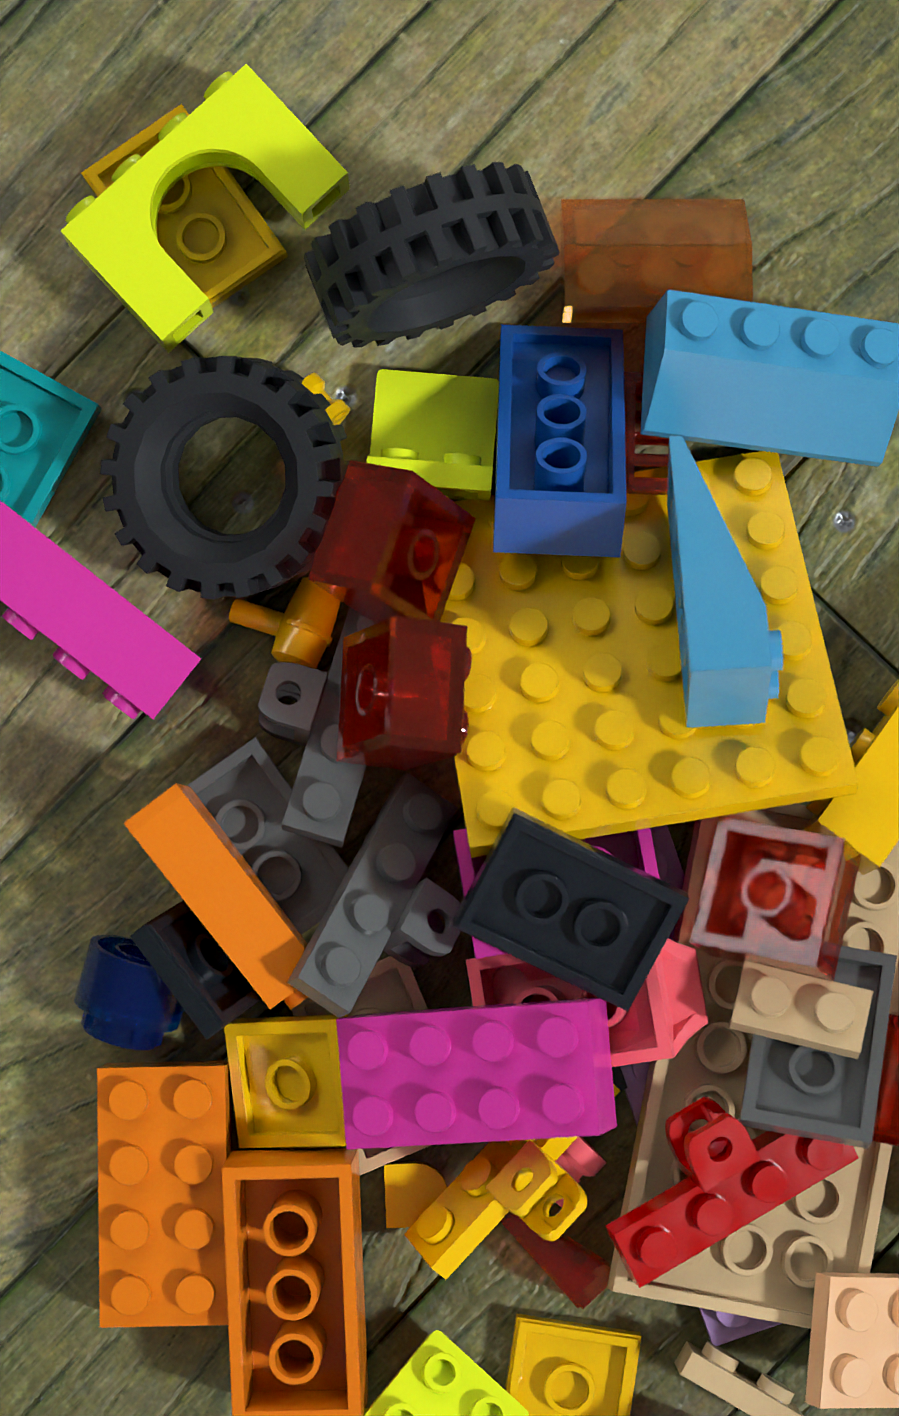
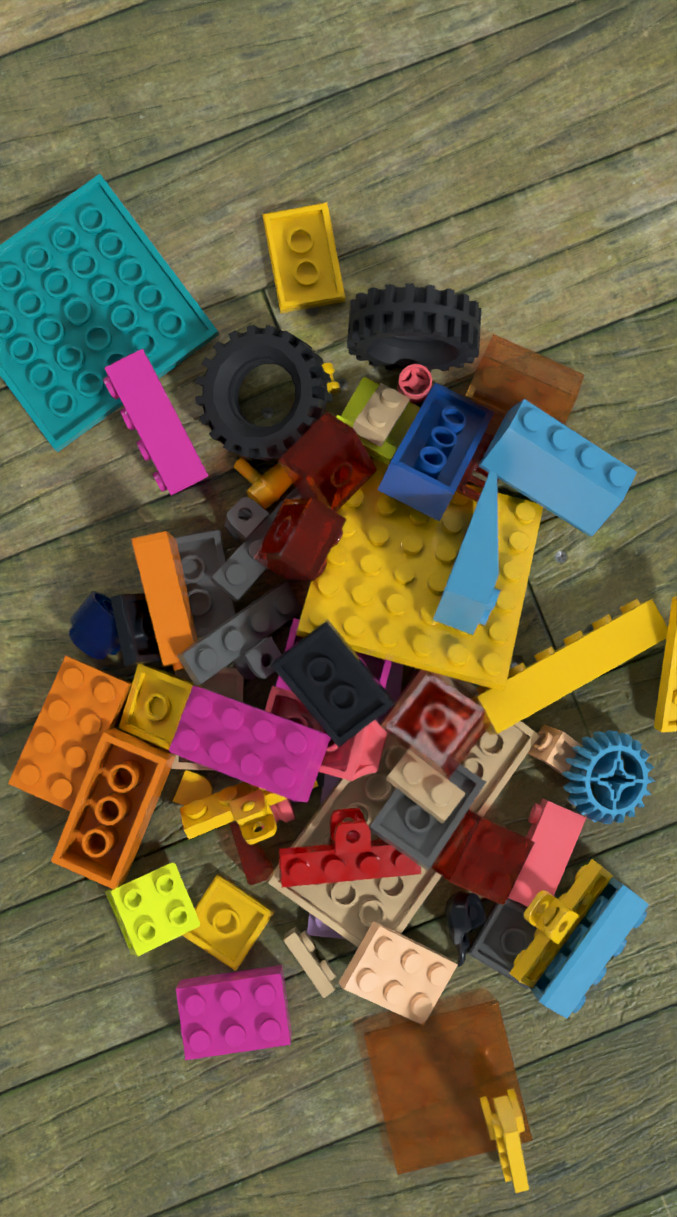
camera: 25 degrees right, 0 degrees up
(235, 128) = (346, 224): neon yellow arch -> none
(438, 422) = (380, 414): none -> tan plate
(467, 333) = (415, 377): none -> coral wheel

